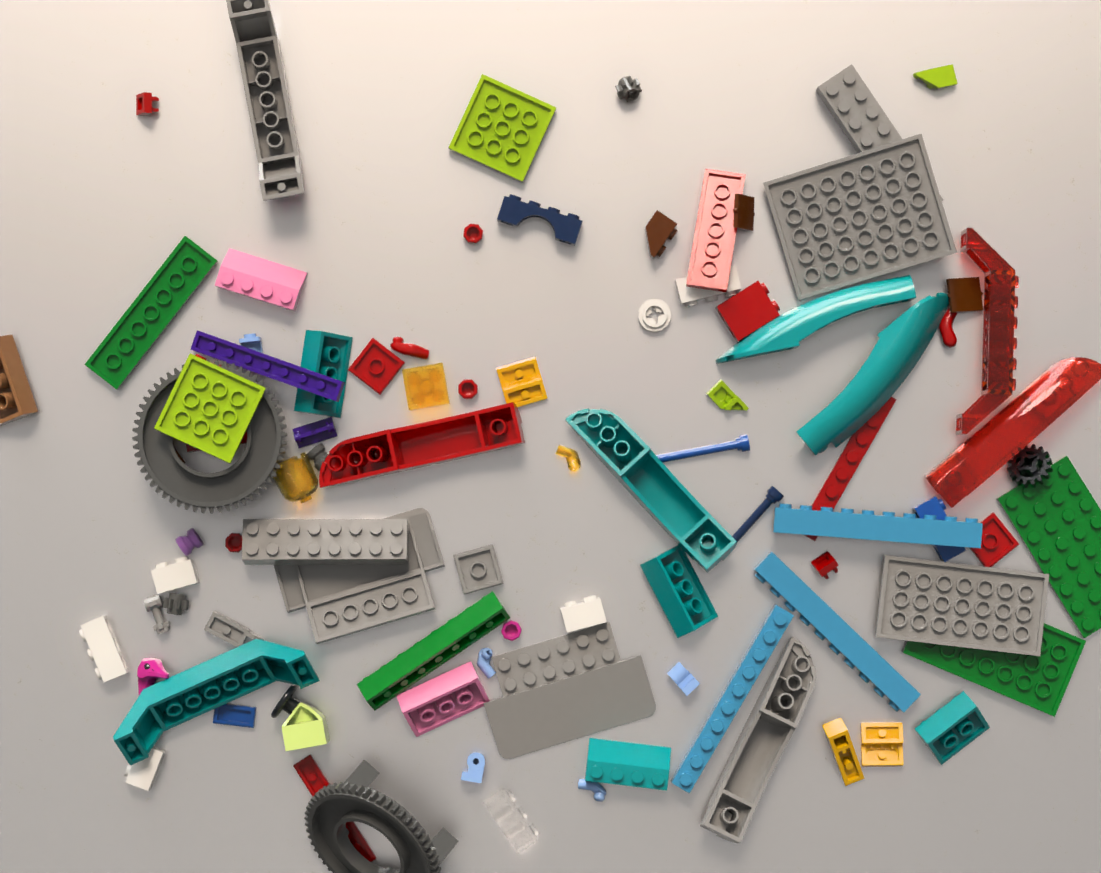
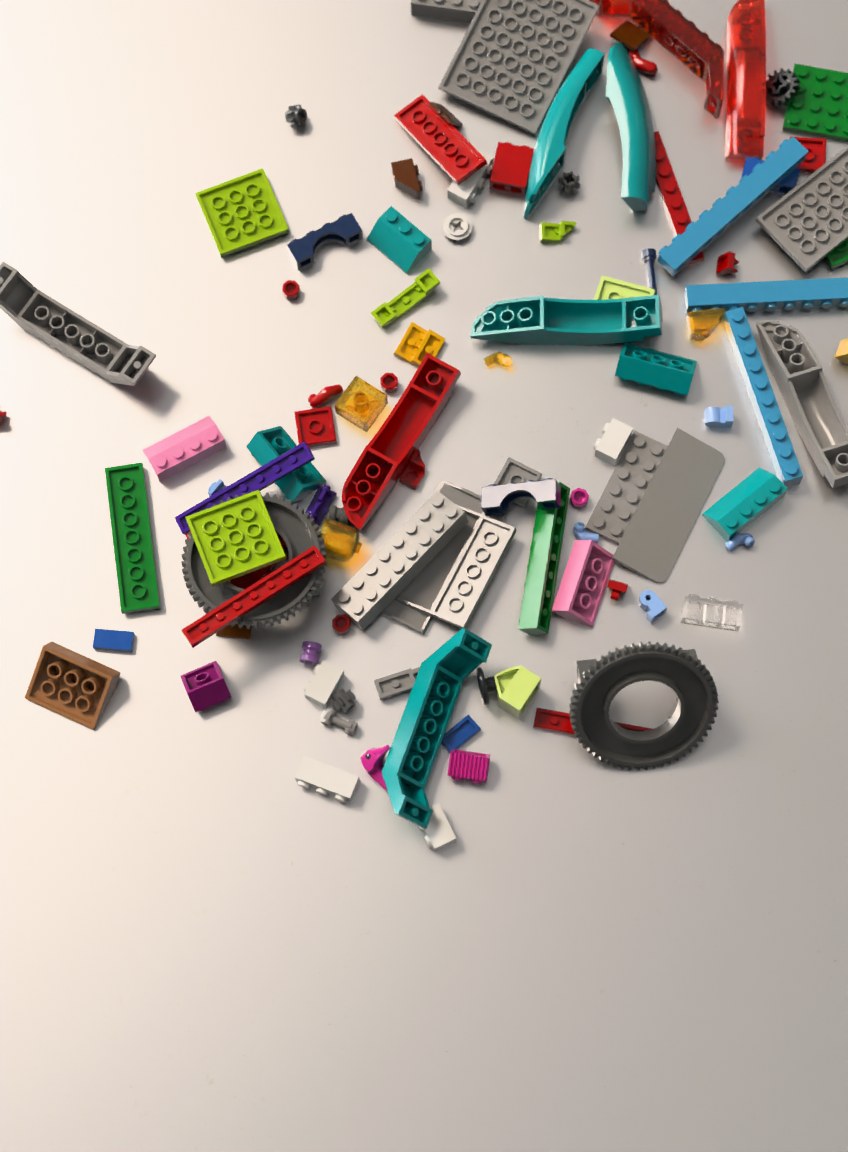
camera: 45 degrees left, 15 degrees down
(58, 379) = (113, 640): none -> blue tile
(88, 486) = (205, 686): none -> magenta slope
(175, 470) = (253, 596): none -> red plate
(214, 746) = (468, 765): none -> dark pink brick
(412, 480) = (414, 471): none -> red slope
(445, 571) = (497, 498): none -> arch
(463, 728) = (617, 587): none -> red tile
(550, 334) = (407, 299): none -> lime slope
(596, 280) = (399, 240): none -> teal slope
(718, 503) = (617, 289): none -> yellowish green wing
(741, 443) = (595, 246): blue piece -> none
(753, 593) = (703, 323): none -> clear yellow slope
(779, 364) = (569, 178): none -> dark grey gear

